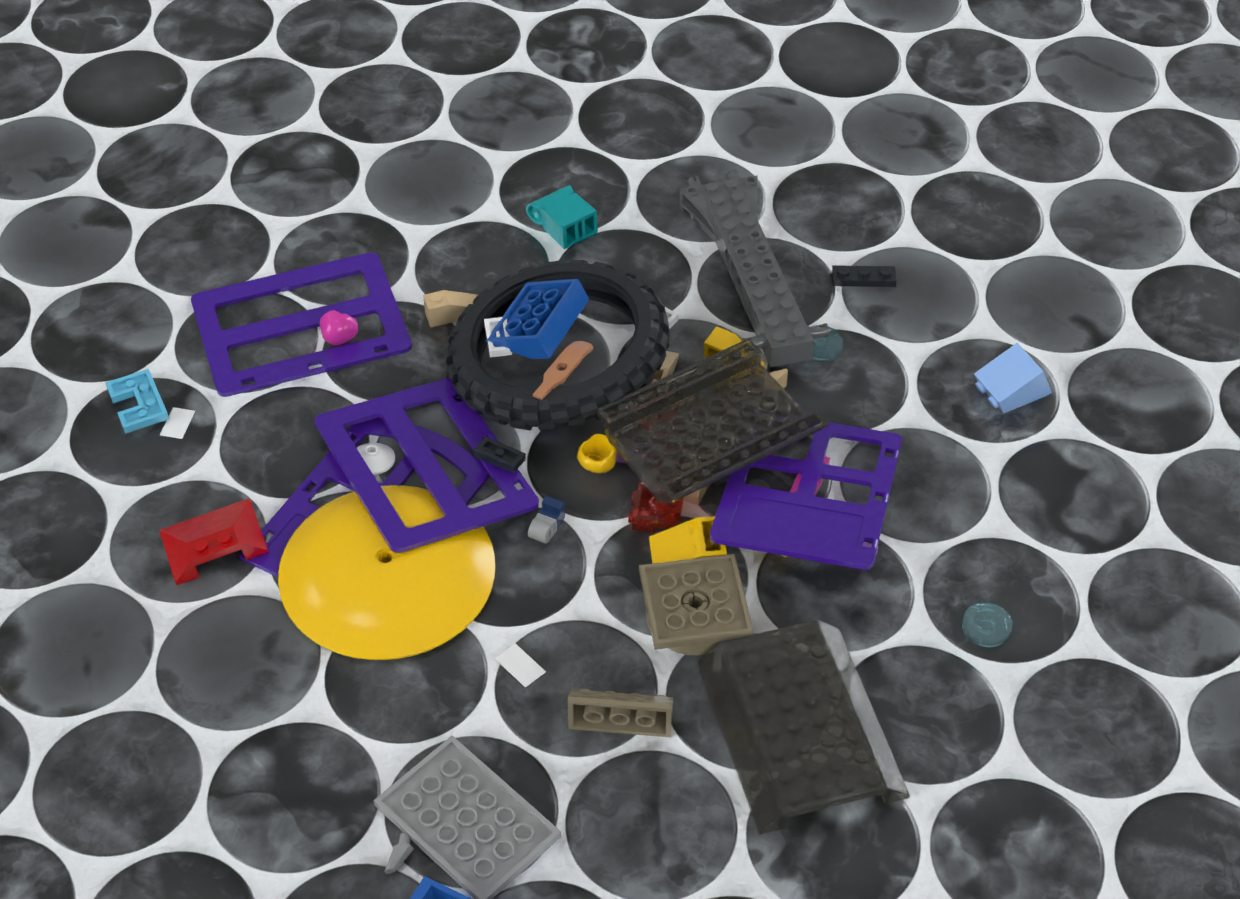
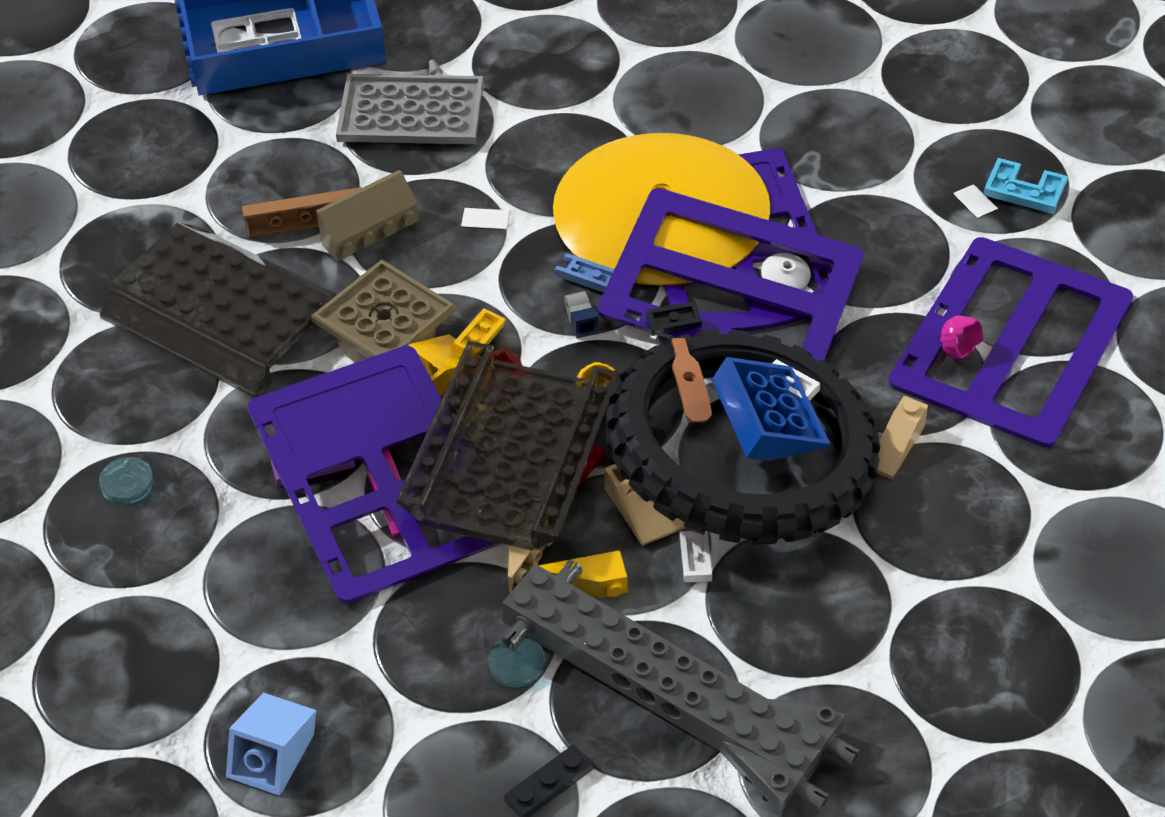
camera: 140 degrees right, 0 degrees up
(212, 537) = (811, 140): red slope -> none
(504, 547) = (584, 272): none -> medium blue hinge
(564, 216) = (931, 607): teal piece -> none
(639, 547) = (480, 330): none -> yellow plate
(663, 762) = (287, 214): none -> medium nougat piece

